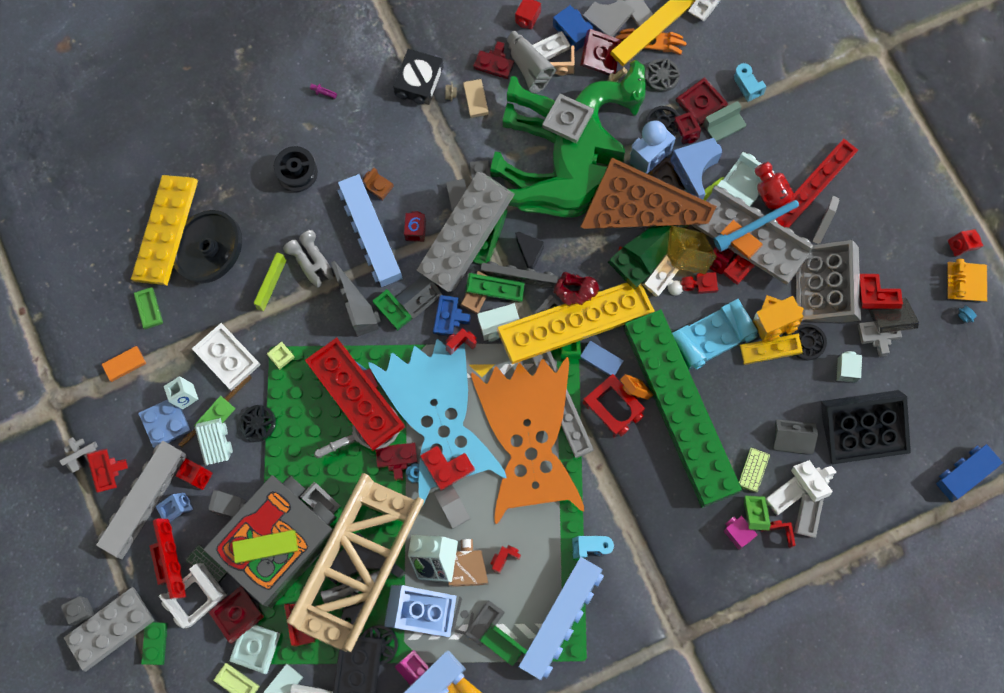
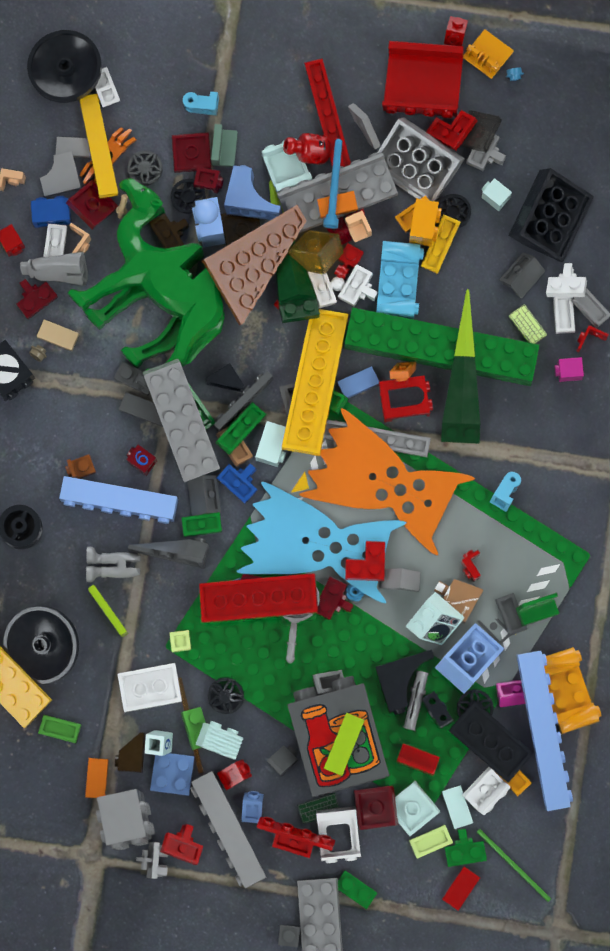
camera: 55 degrees left, 5 degrees up
(90, 404) = (124, 819): none -> light grey brick
(156, 377) = (132, 755): none -> dark brown slope
(316, 620) = (428, 741): tan piece -> none
(457, 340) = (266, 489): red bracket -> none
(561, 618) = (547, 551): light blue brick -> none
(568, 118) = (141, 271): light grey plate -> none
(588, 289) = (299, 359): dark red piece -> none
(622, 126) = (169, 232): none -> dark brown hinge
(639, 459) = (461, 409): none -> dark green plate
(684, 304) = (358, 287): none -> white hinge
(735, 269) = (358, 226): none -> light nougat panel
(757, 513) = (564, 346): bright green plate -> none
(904, 242) = (423, 79): none -> red panel

